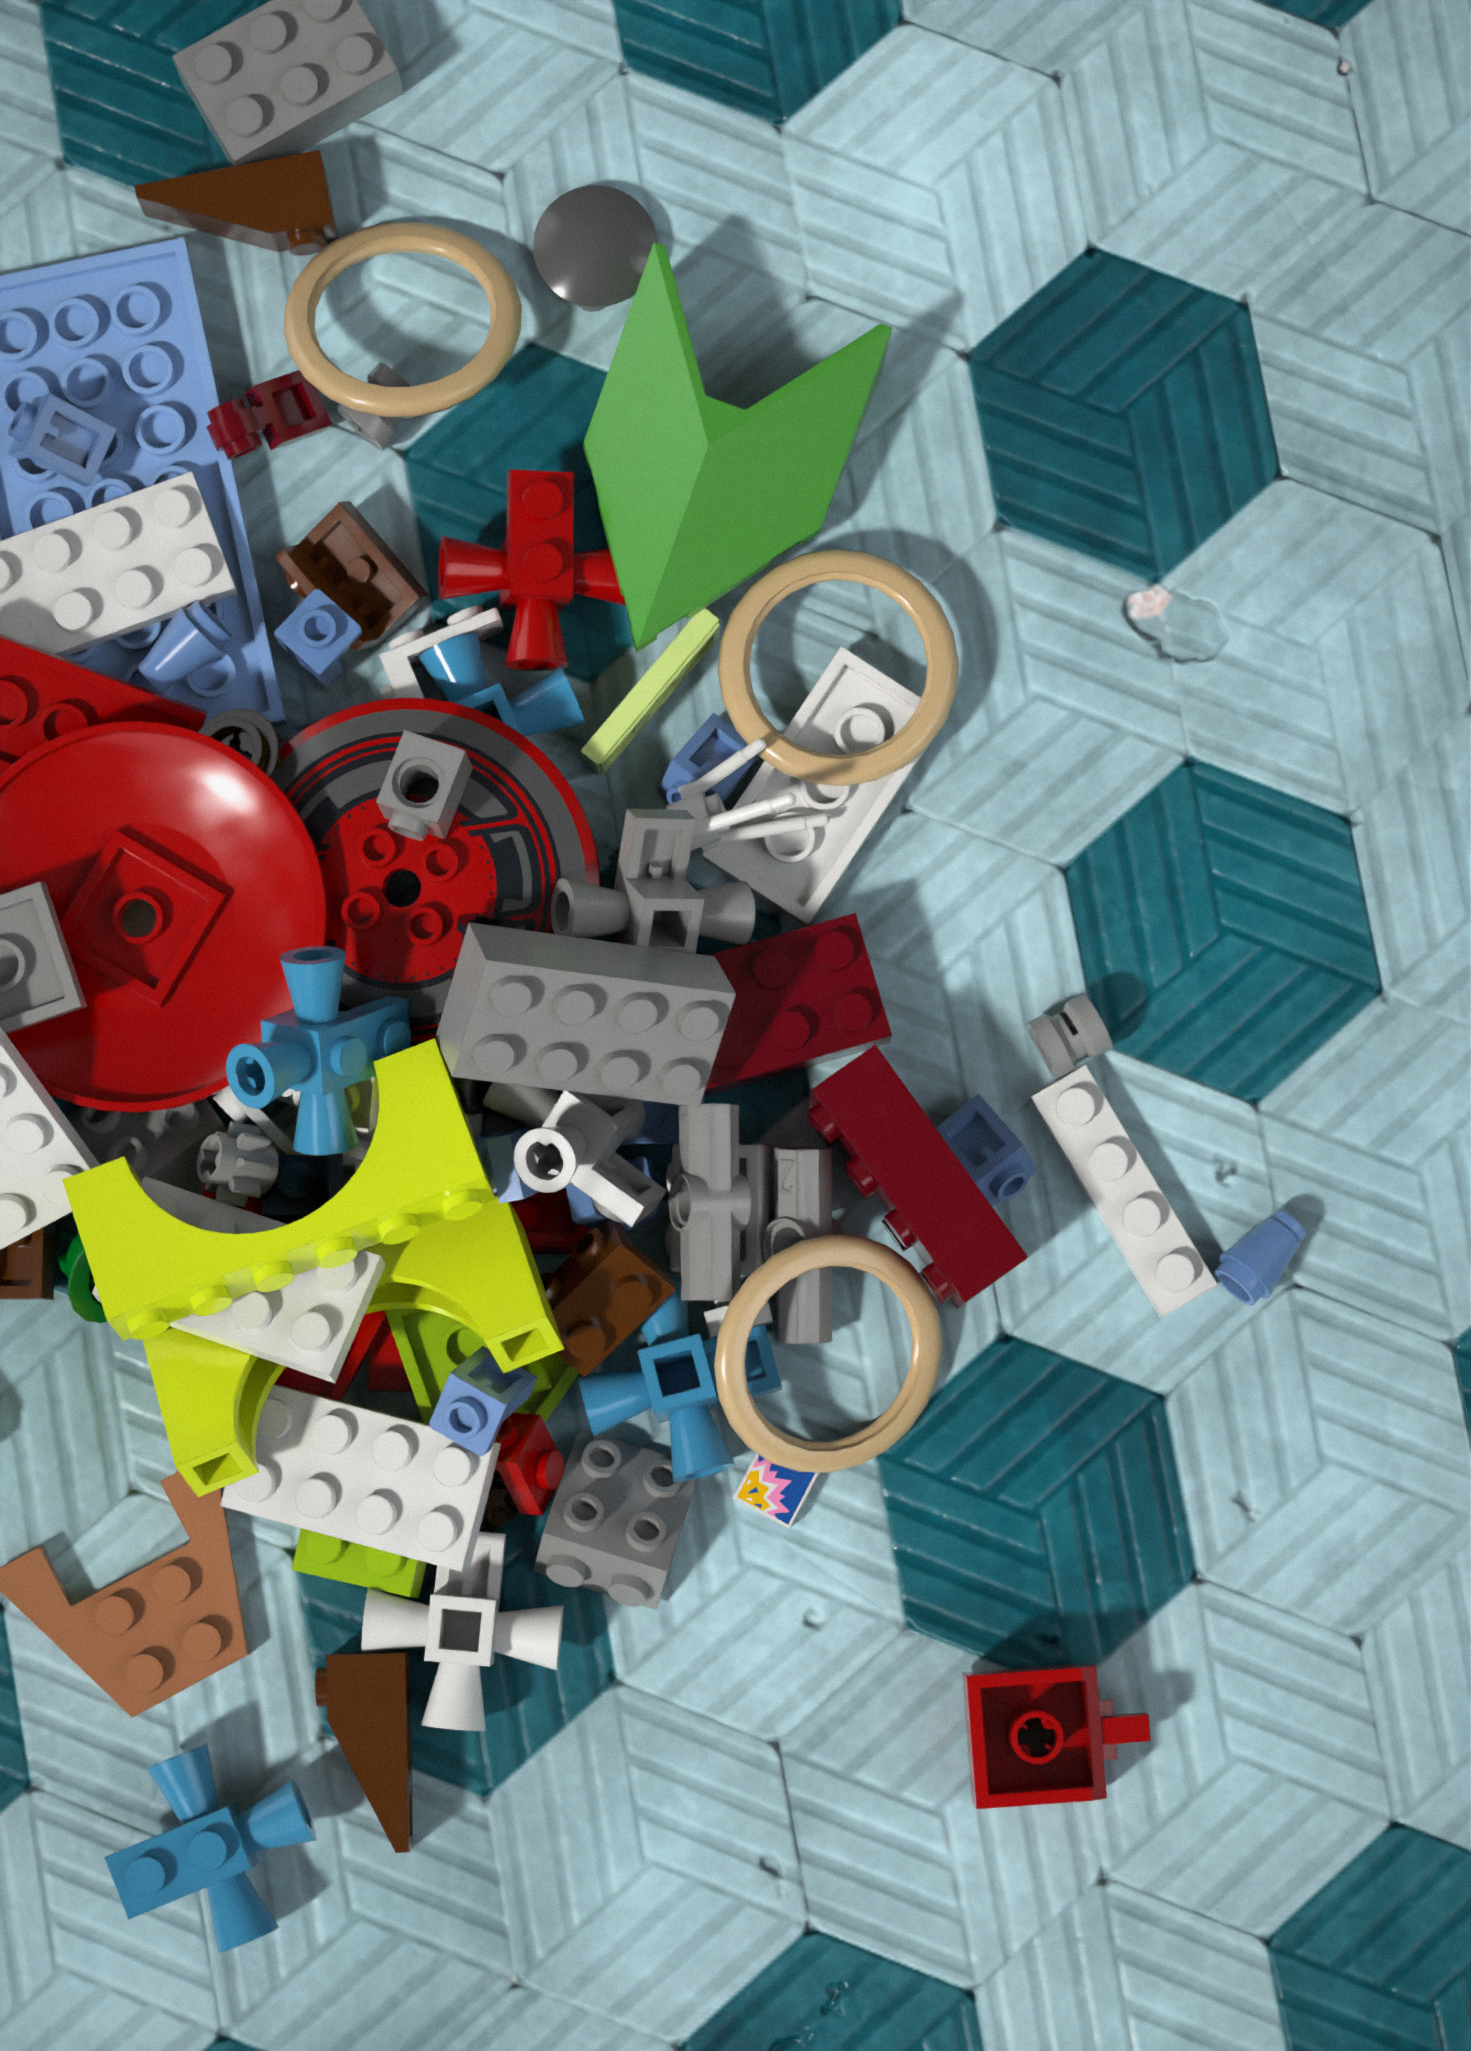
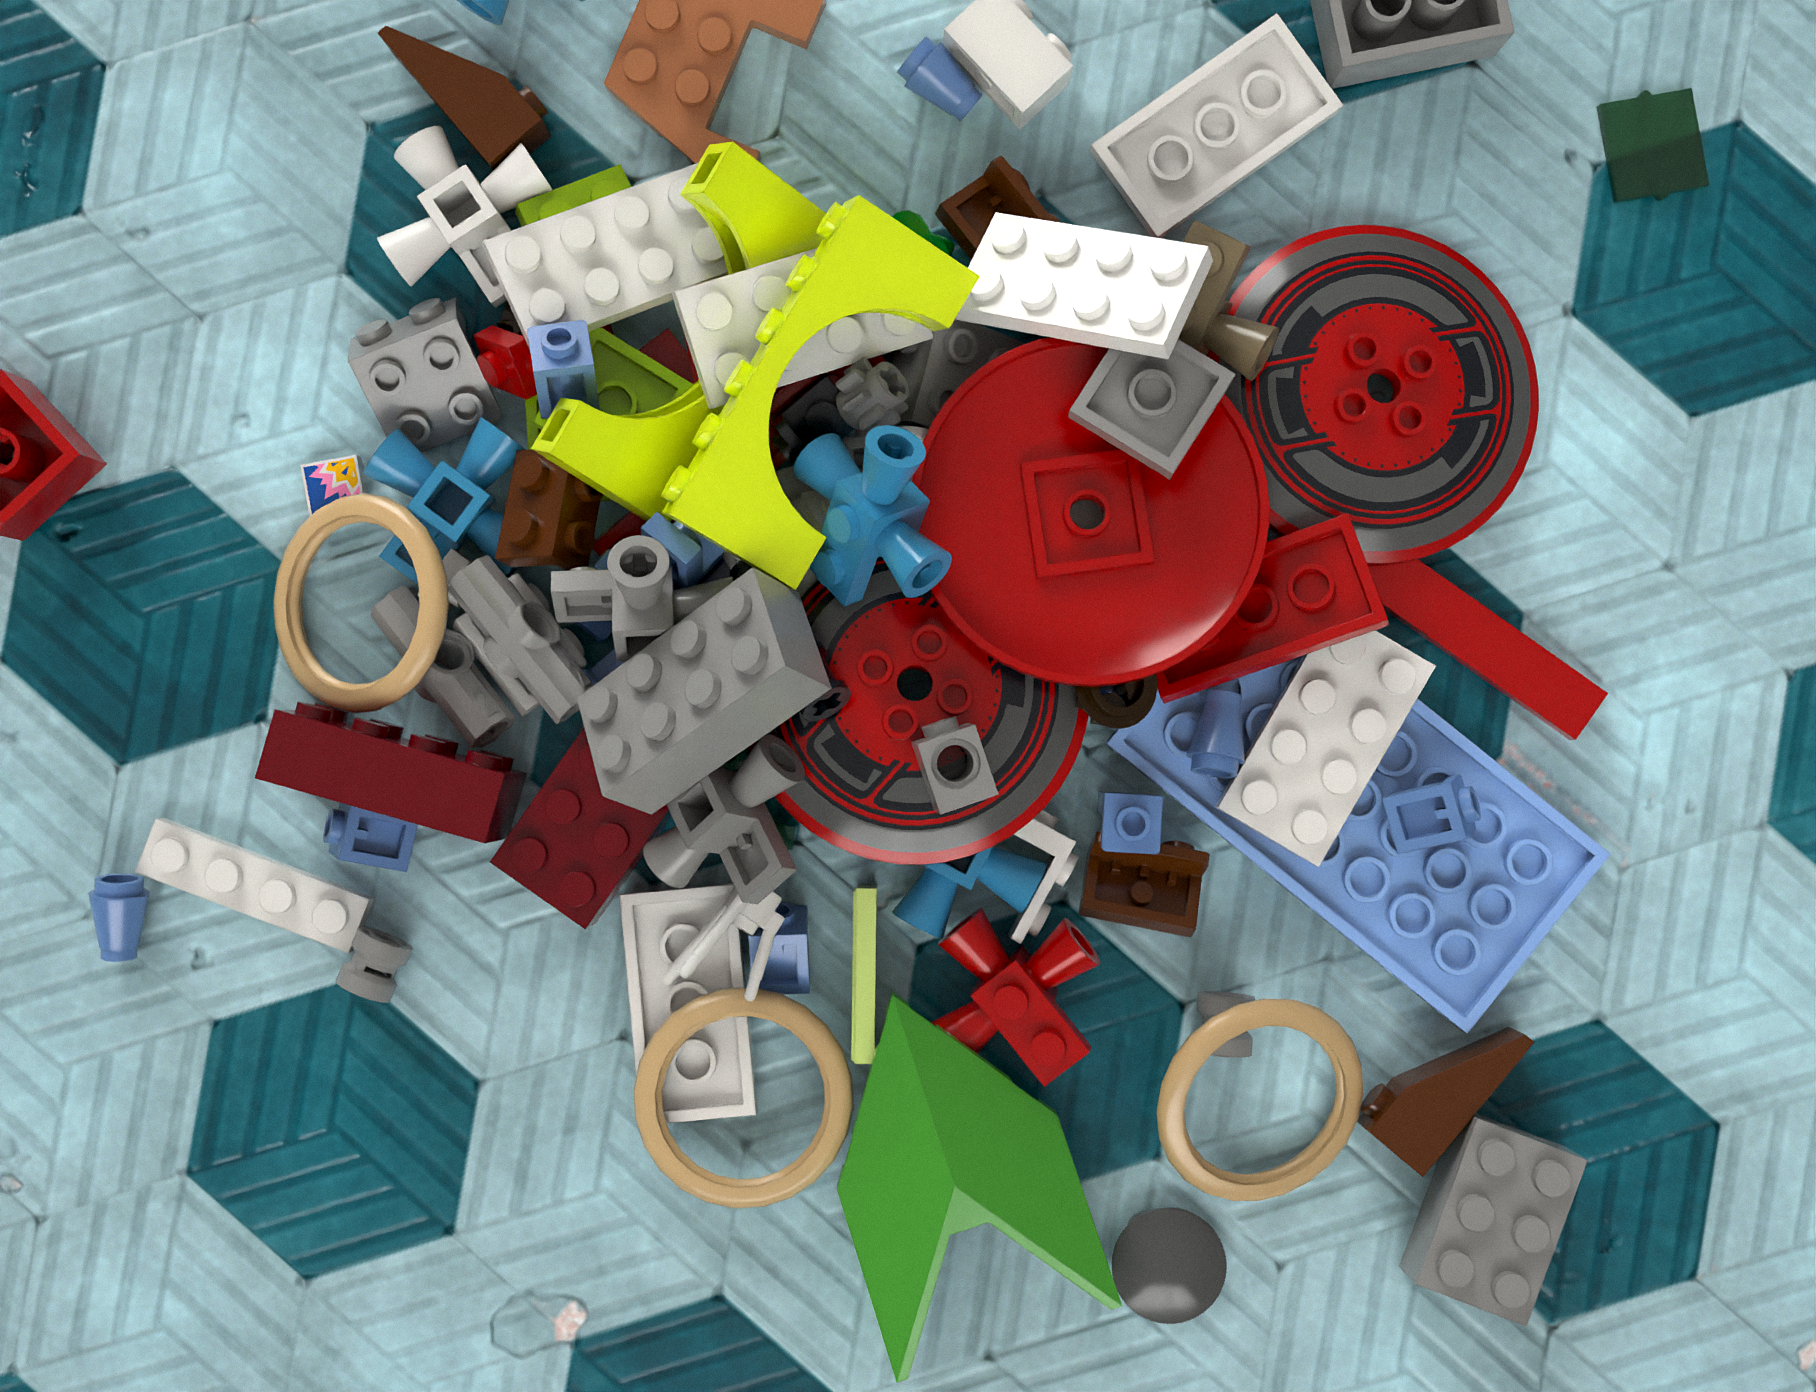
camera: 145 degrees right, 5 degrees up
(280, 408) = (1293, 962): dark red plate -> none

